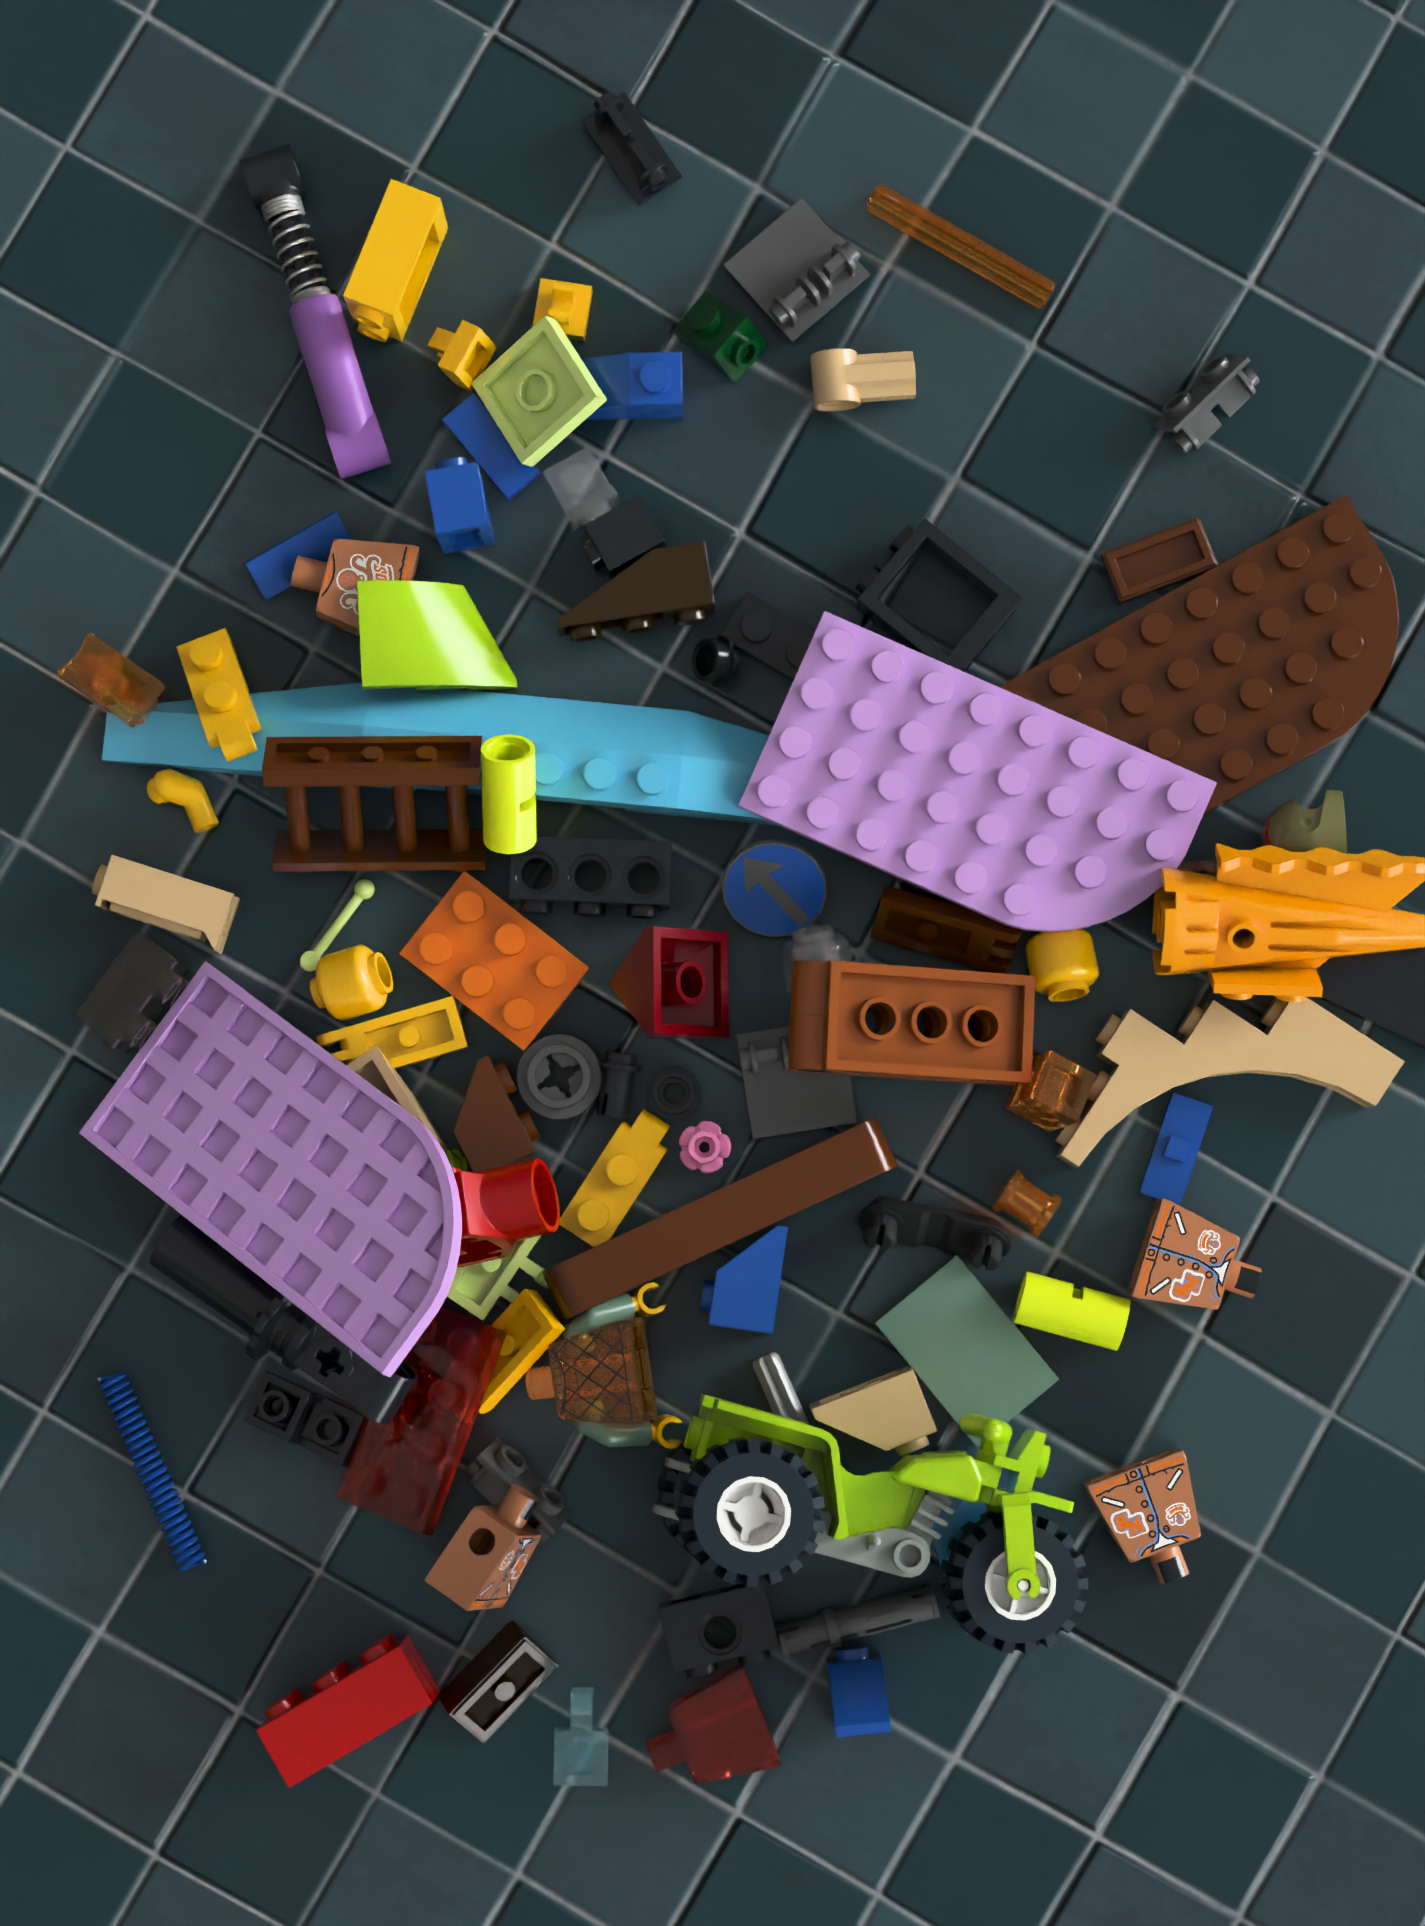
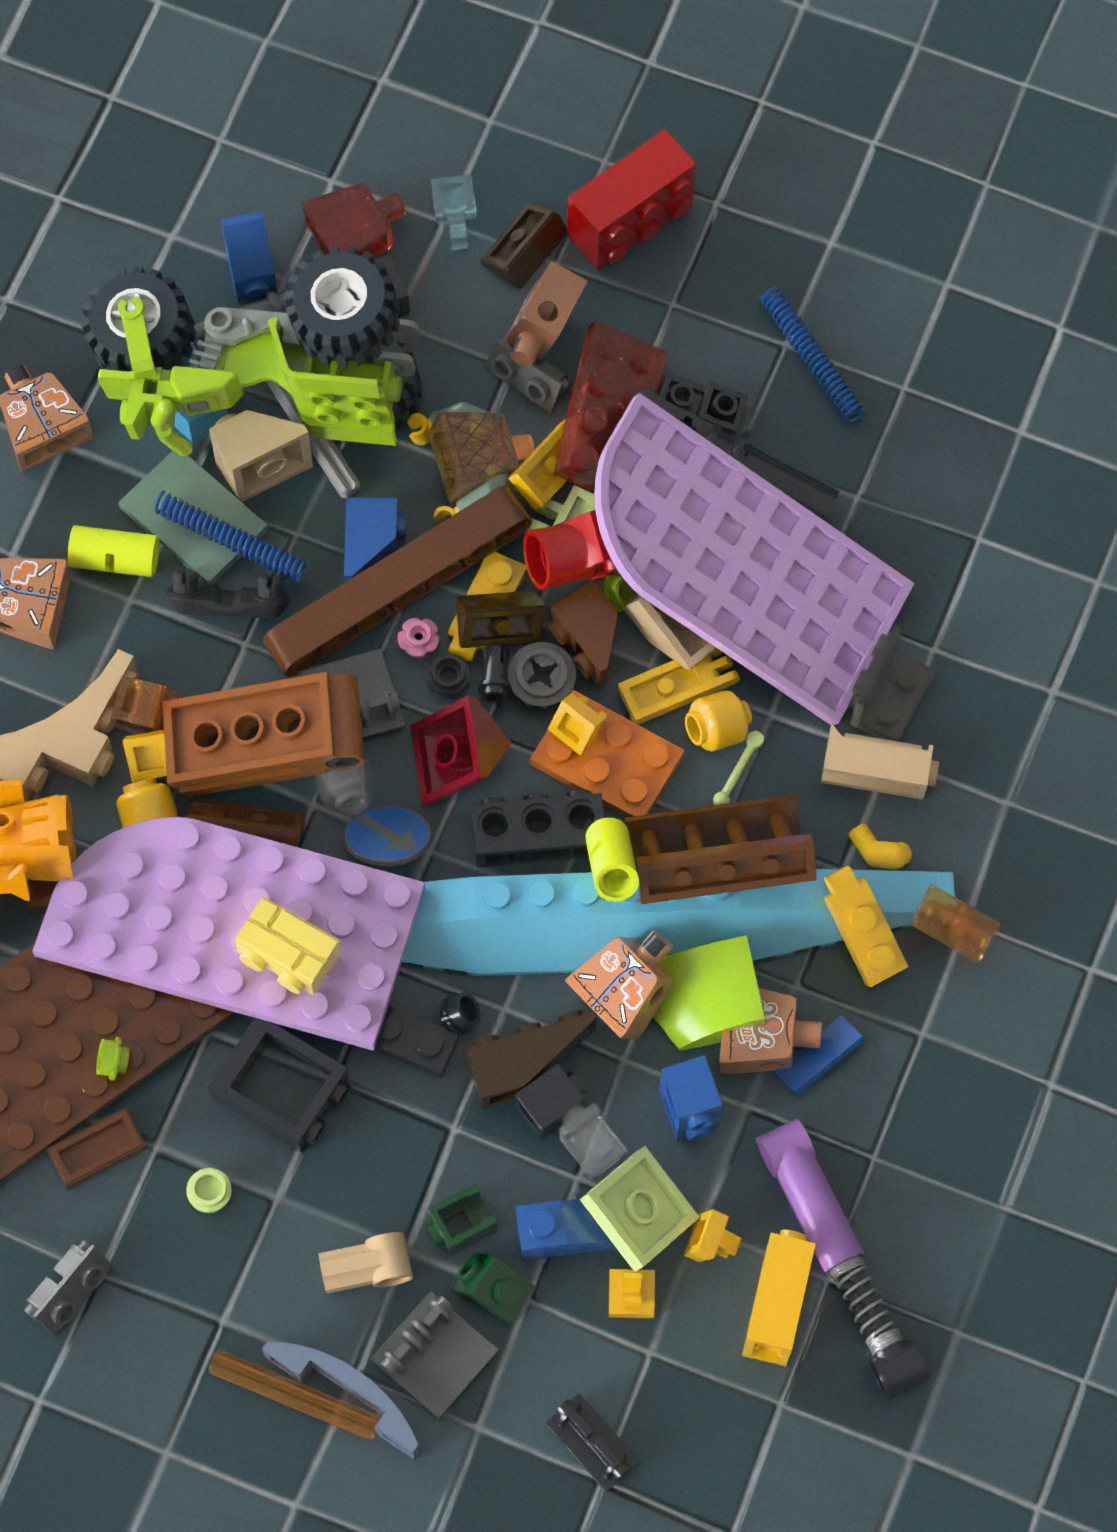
camera: 170 degrees right, 15 degrees down
(488, 447) = (684, 1172): blue piece -> none
(516, 659) = (625, 982): none -> torso
(525, 989) = (576, 723): none -> yellow tile
(601, 1151) = (499, 619): none -> dark brown slope
(726, 399) = (465, 1202): none -> dark green window
(877, 1268) = (206, 520): none -> blue piece
(913, 728) = (287, 947): none -> light yellow brick
(951, 279) = (300, 1360): none -> sand blue slope
(1027, 1203) = (156, 626): clear orange bush -> none
(1033, 492) = (209, 1190): none -> yellowish green plate
(1057, 1027) = (146, 755): none -> yellow tile
(1133, 644) = (112, 1058): none -> lime plate
(1175, 1148) = (41, 684): blue piece -> none

